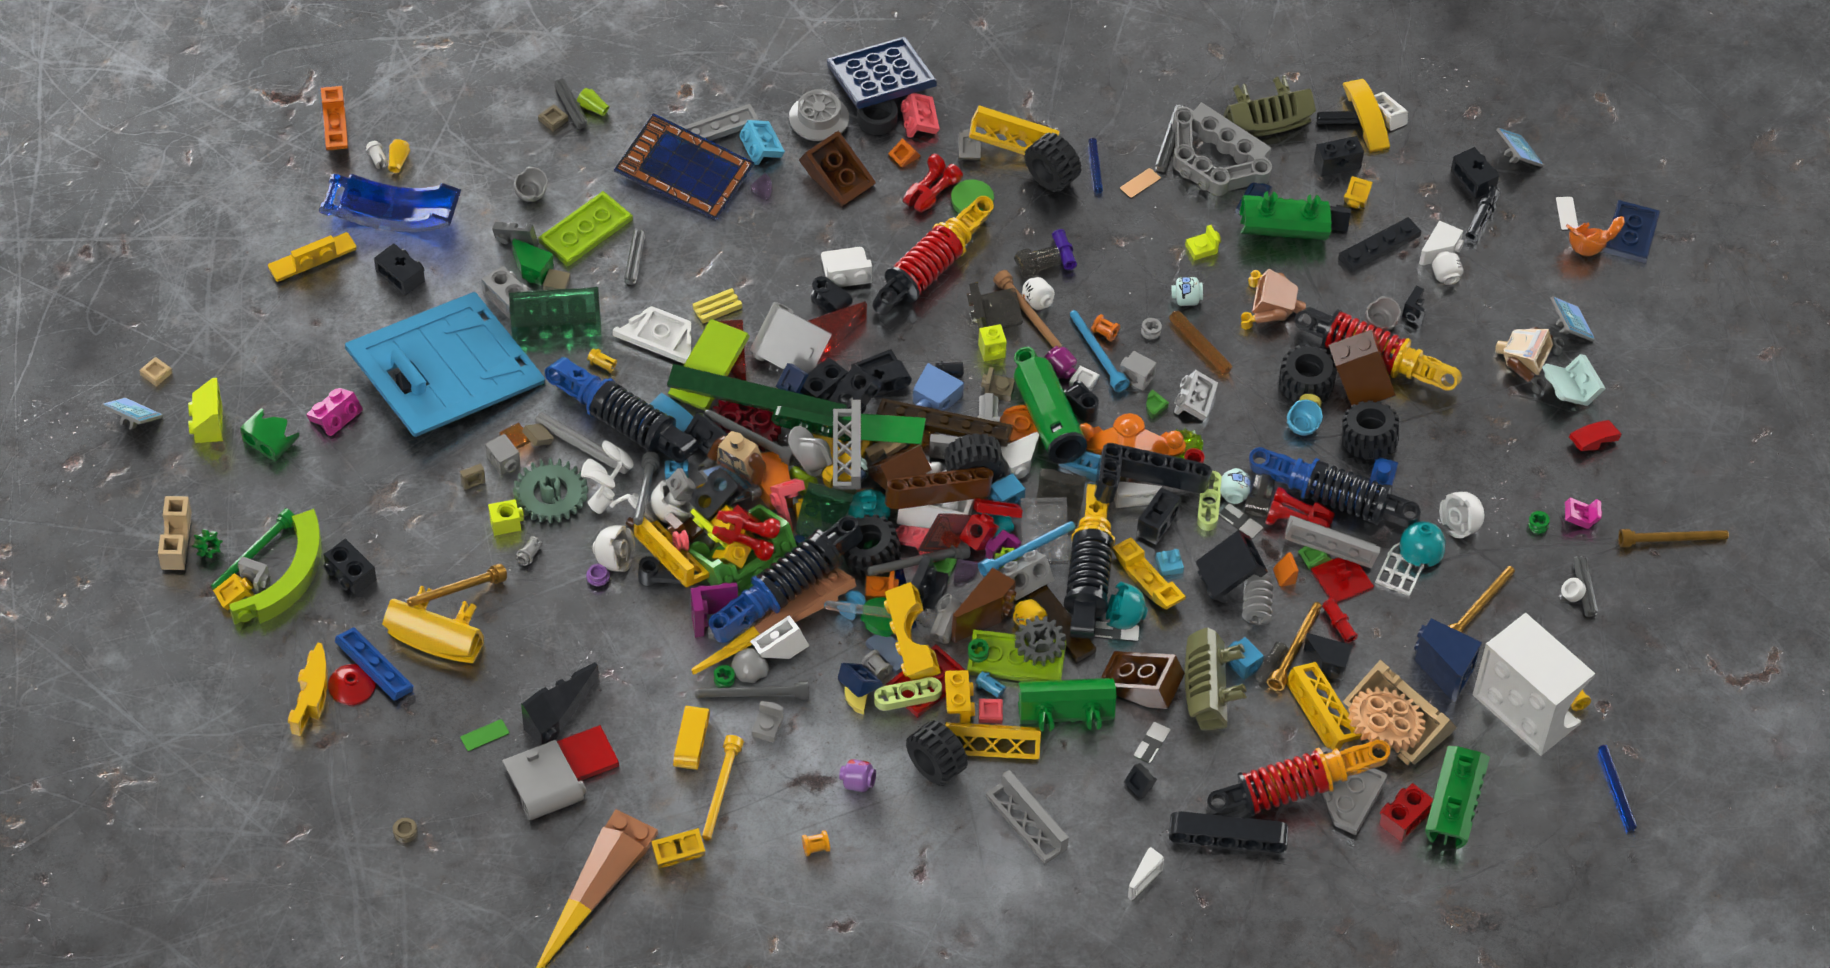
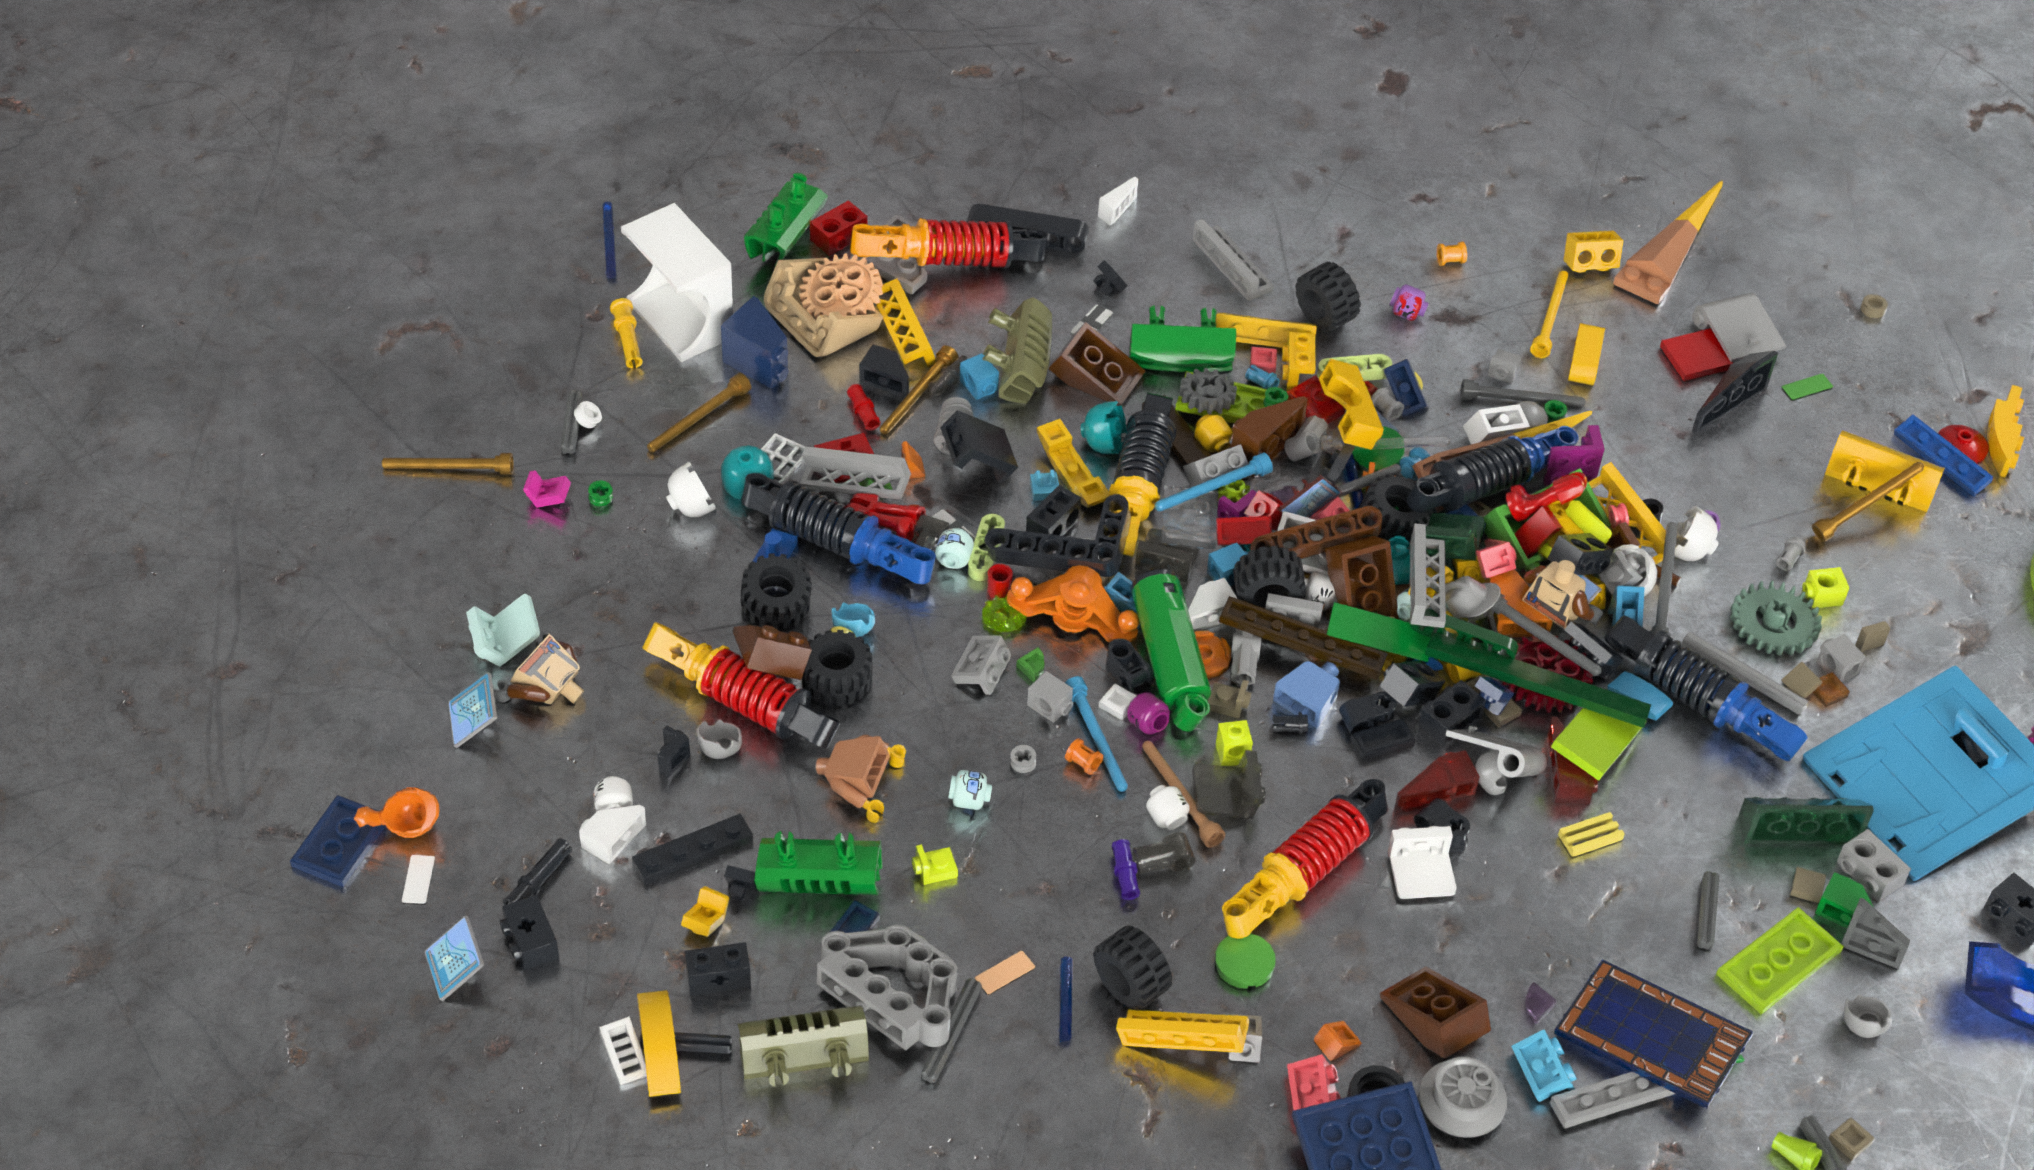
camera: 175 degrees left, 5 degrees down
(353, 564) = (1995, 549): black brick -> none
(601, 360) = (1734, 769): yellow pin -> none
(604, 496) = (1706, 630): white plant -> none
(658, 333) = (1664, 797): white wing -> none
(921, 194) = (1309, 961): red piece -> none
(1200, 342) = (963, 733): clear orange axle -> none
(1594, 434) = (504, 572): red slope -> none

